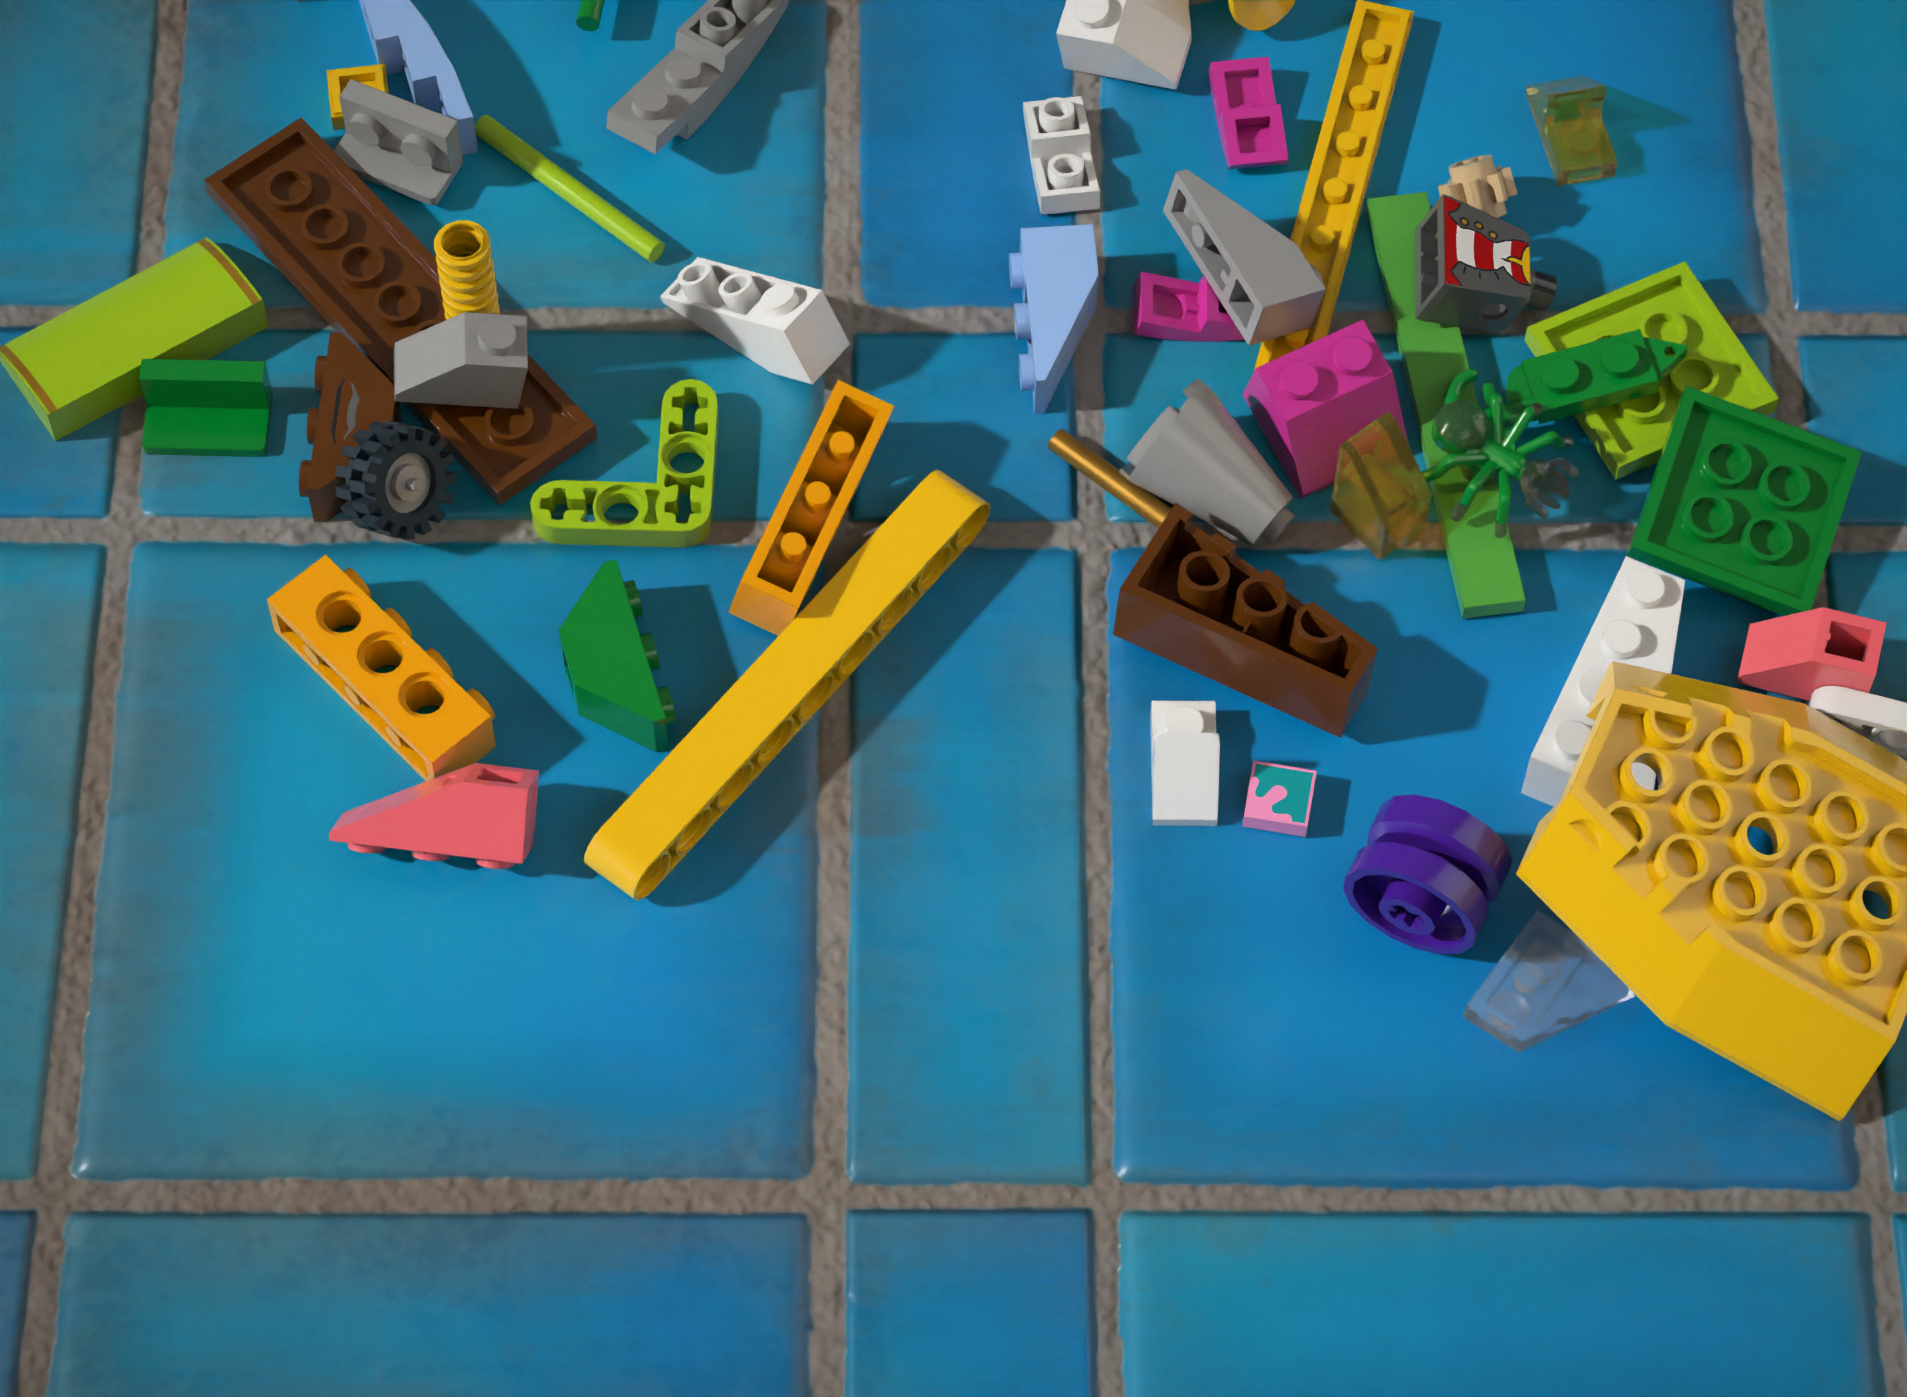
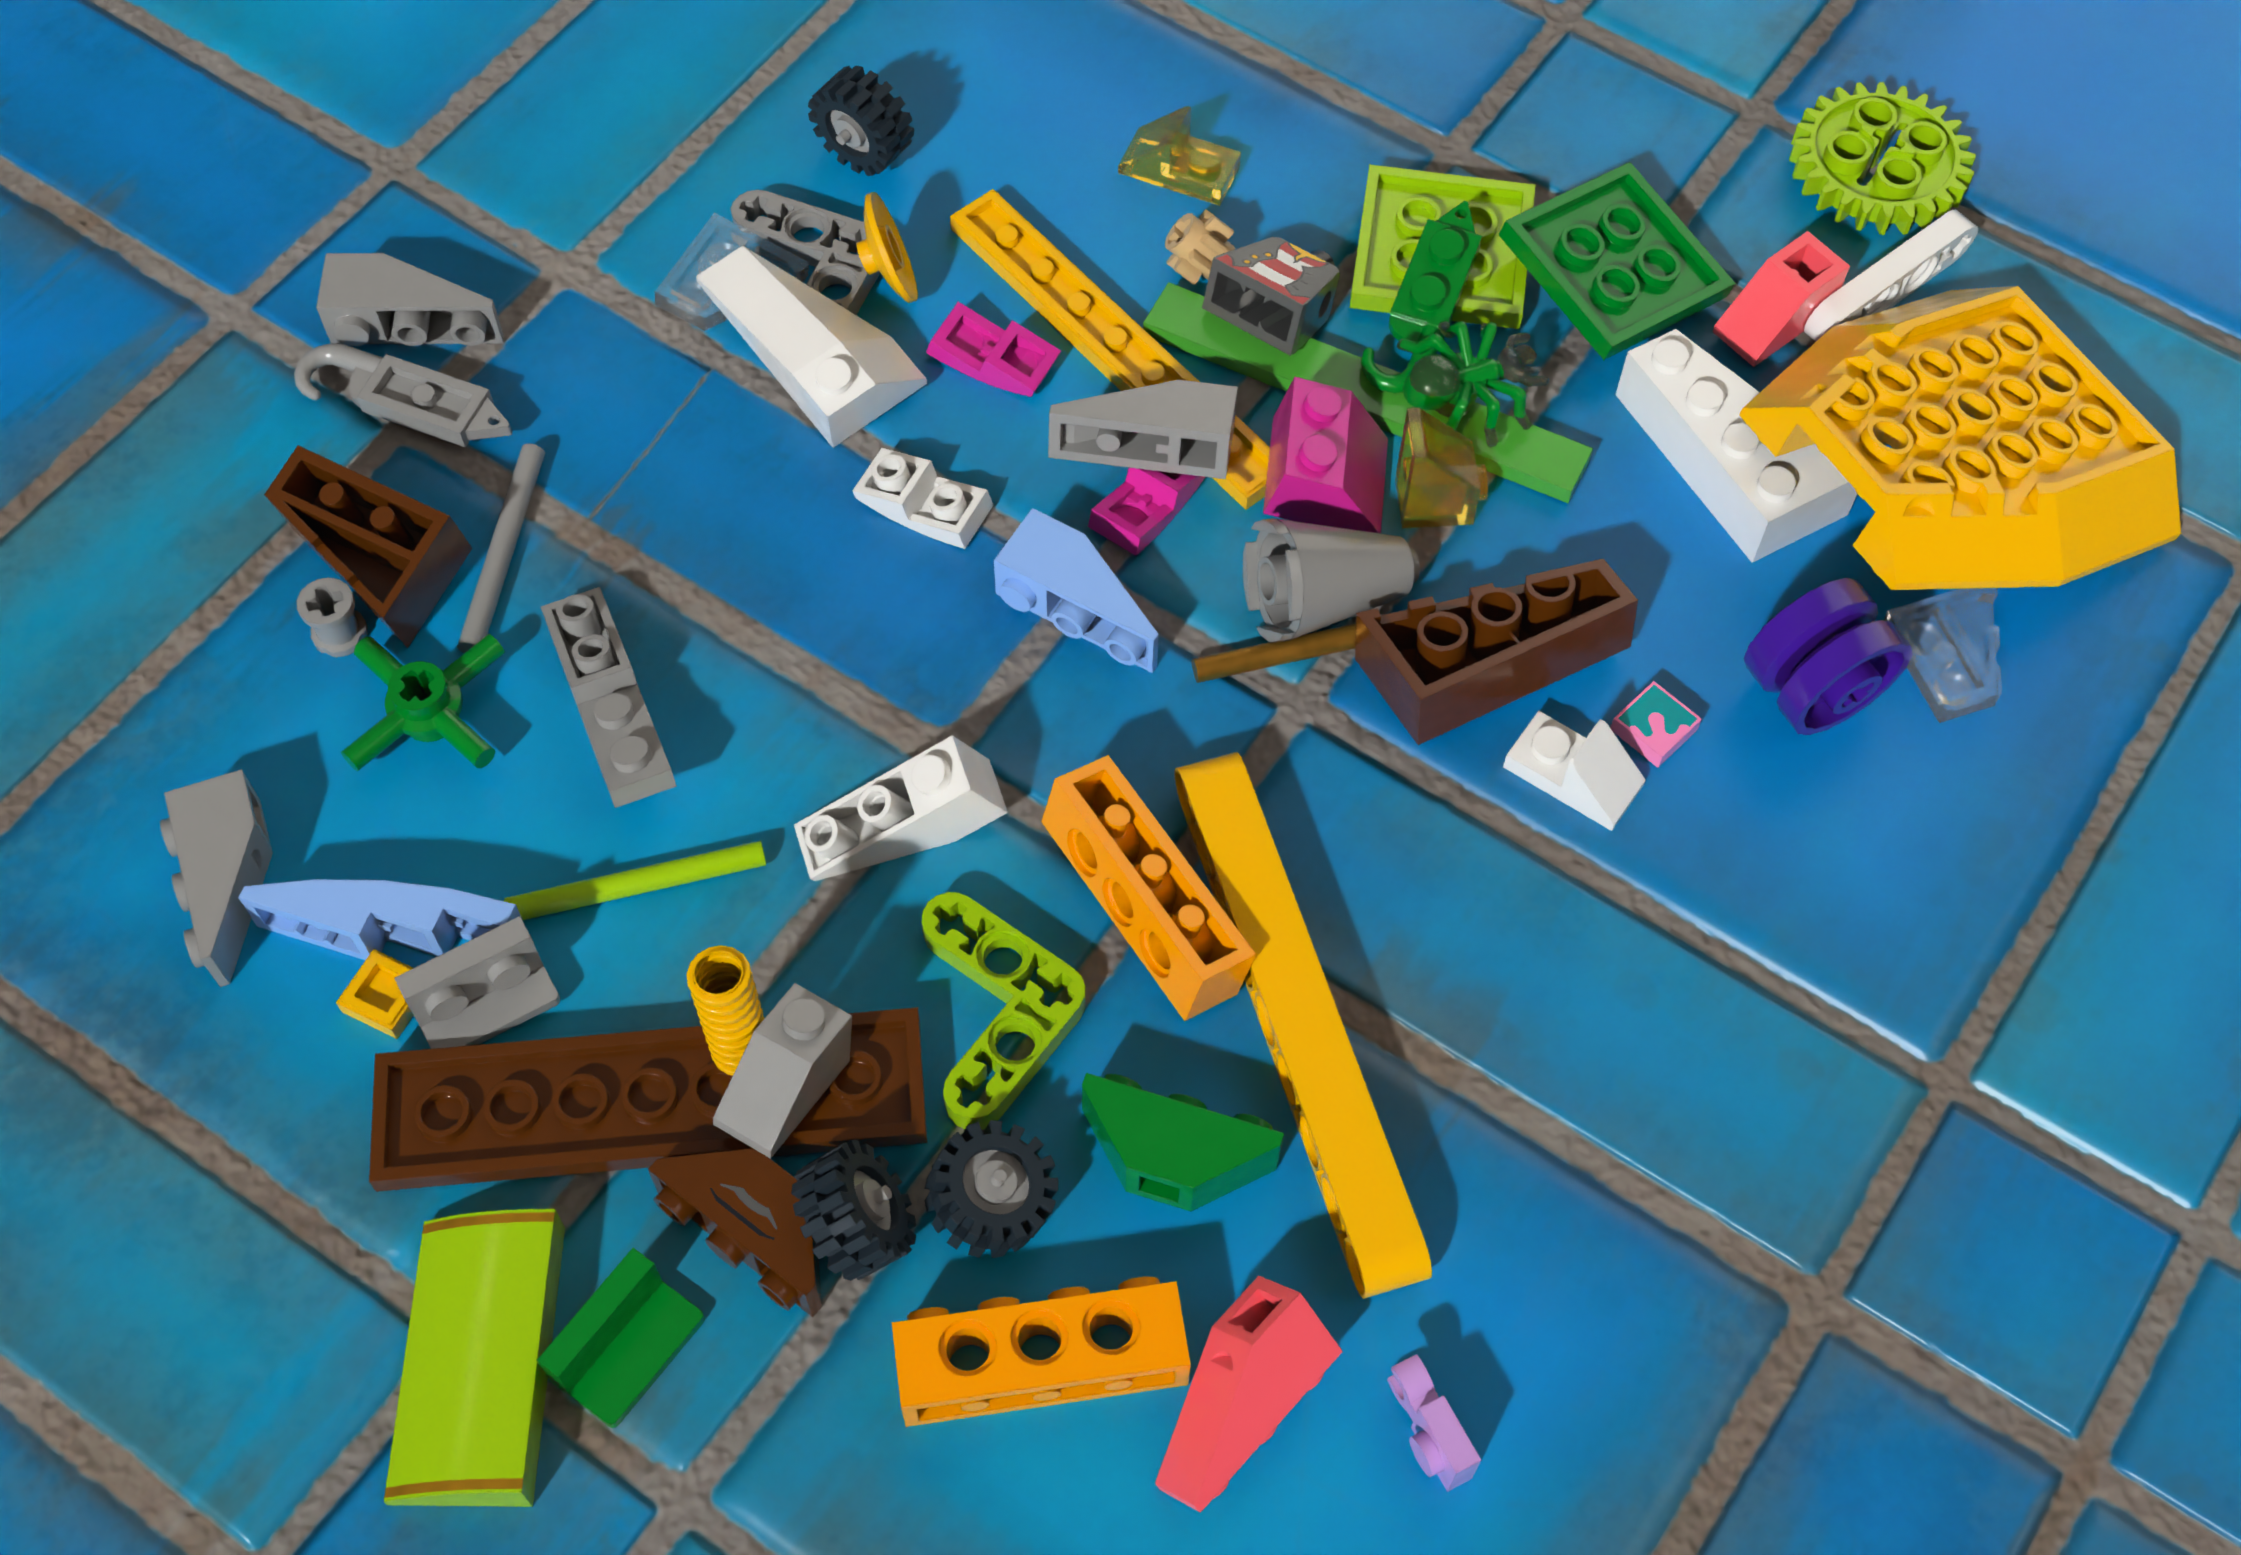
camera: 55 degrees left, 0 degrees up
(484, 561) = (991, 1189): none -> black wheel
(506, 970) = (1439, 1438): none -> lavender plate

